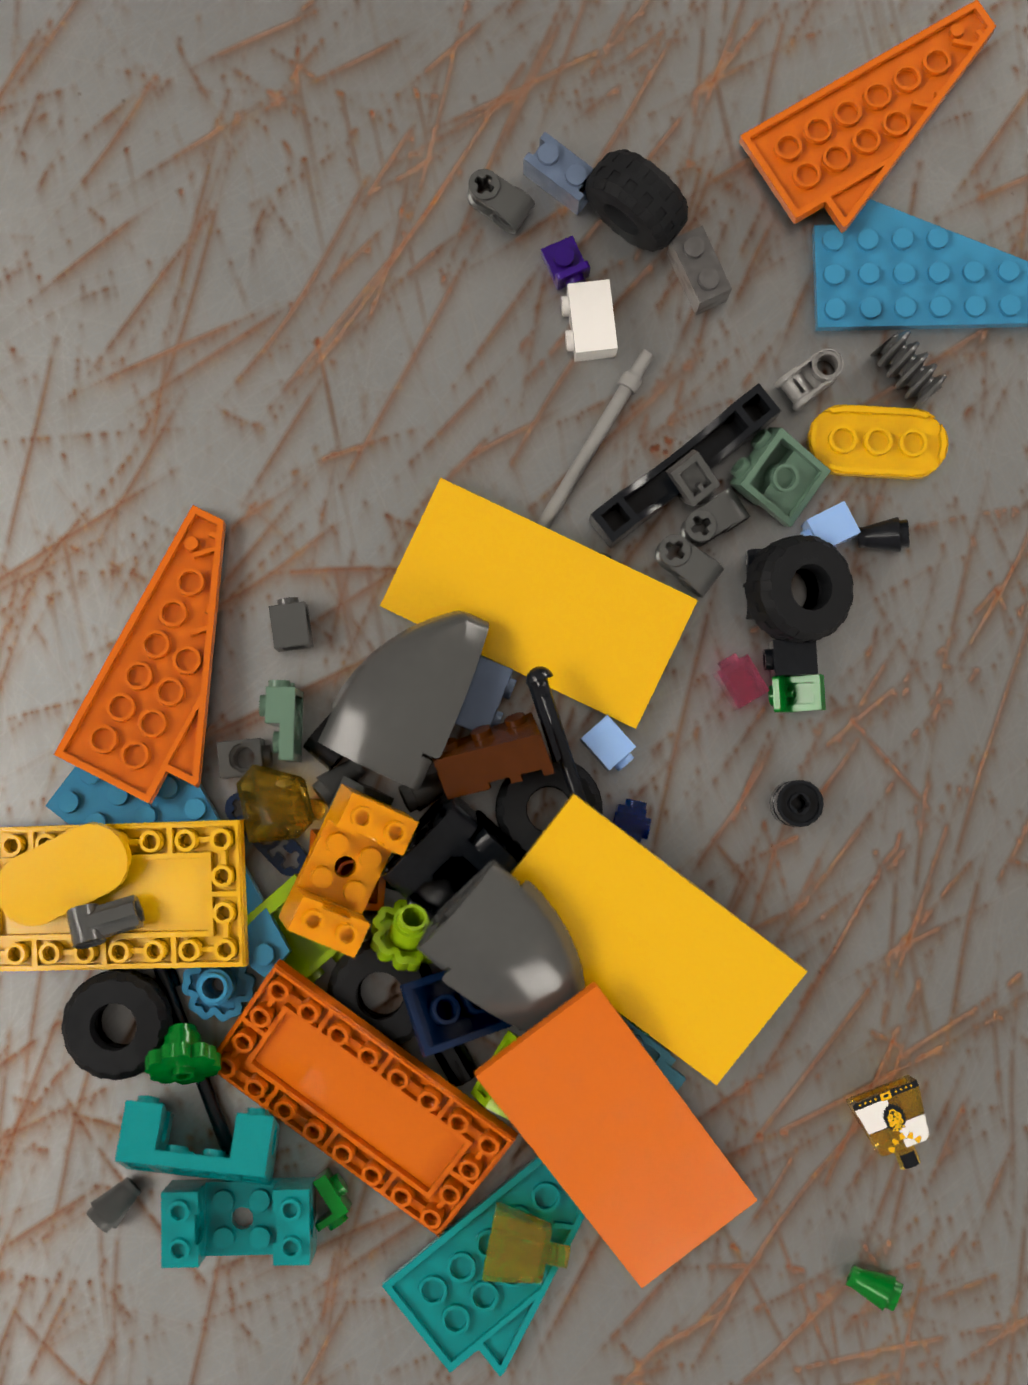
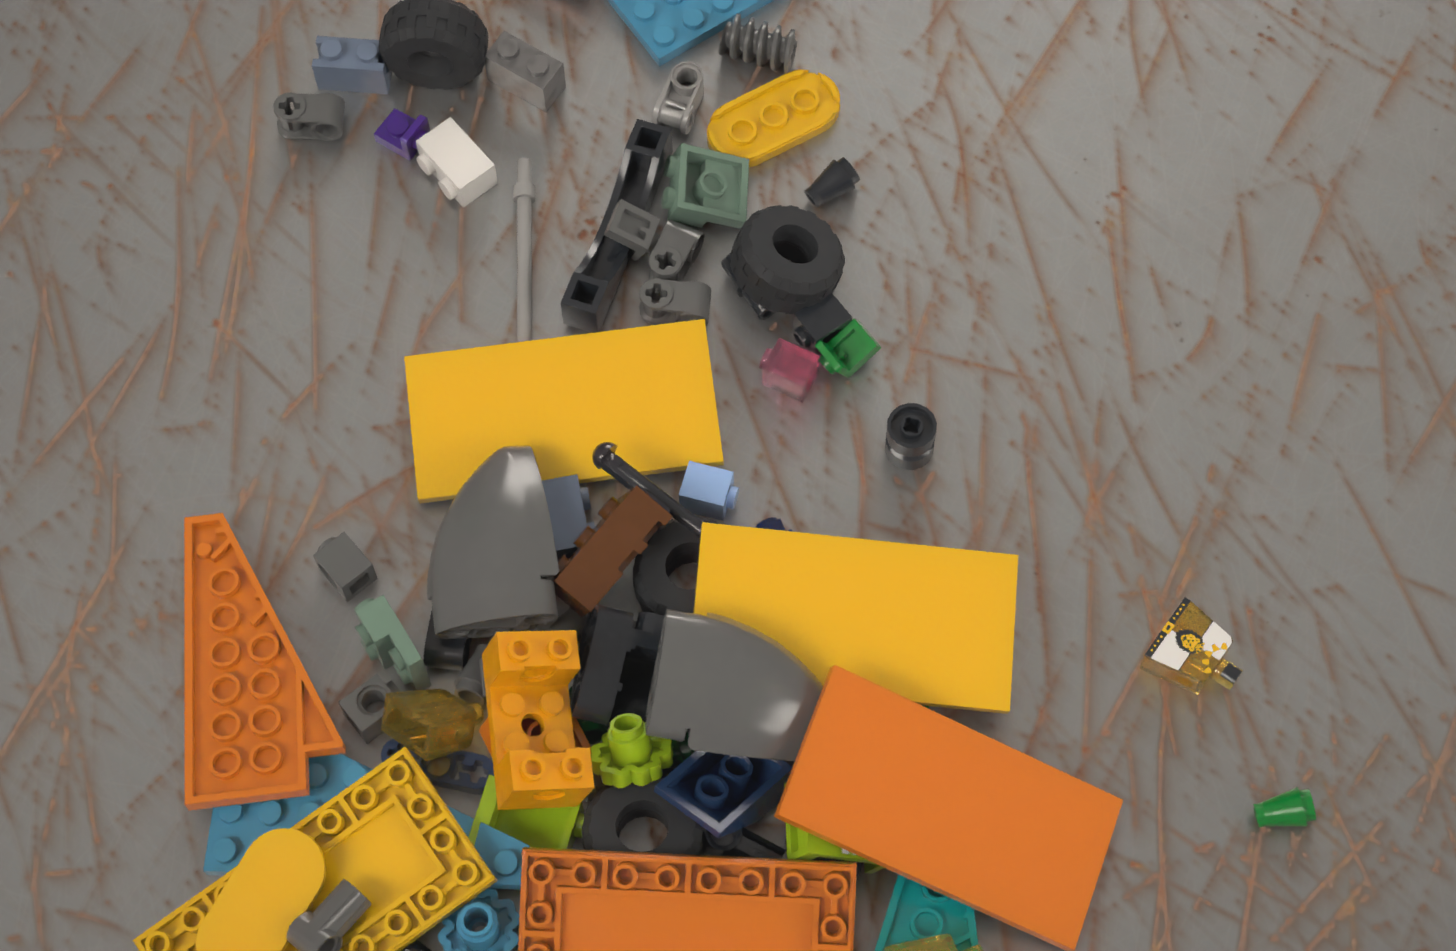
camera: 30 degrees left, 20 degrees down
(832, 525) = (783, 191): light blue brick -> none

